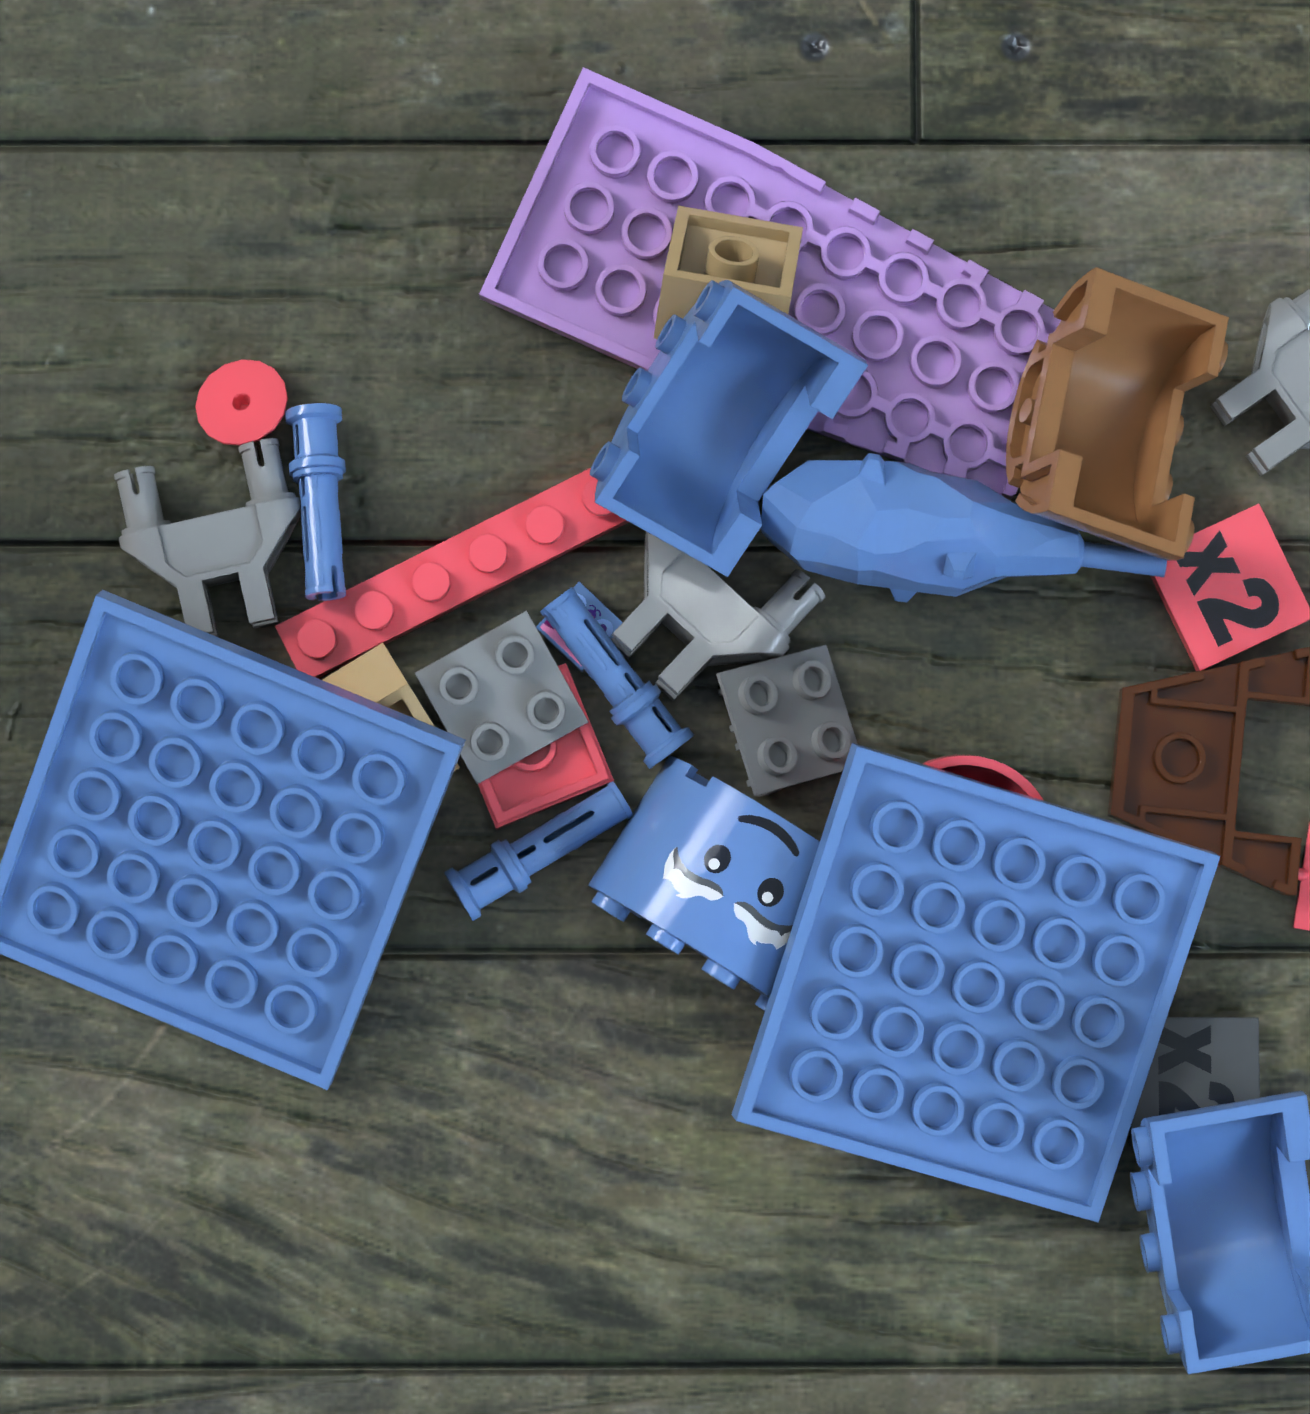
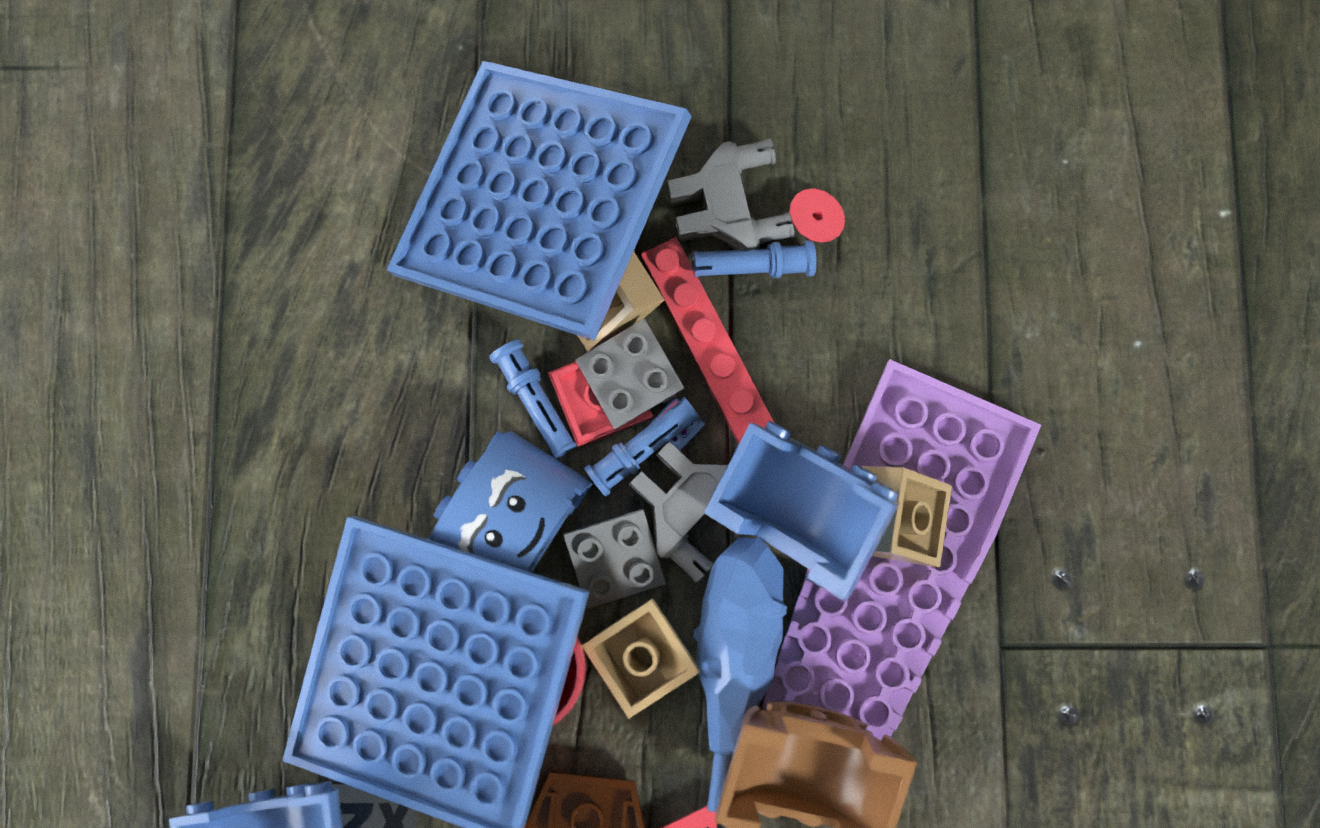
camera: 95 degrees right, 5 degrees down
(942, 675) = (641, 658): none -> tan slope

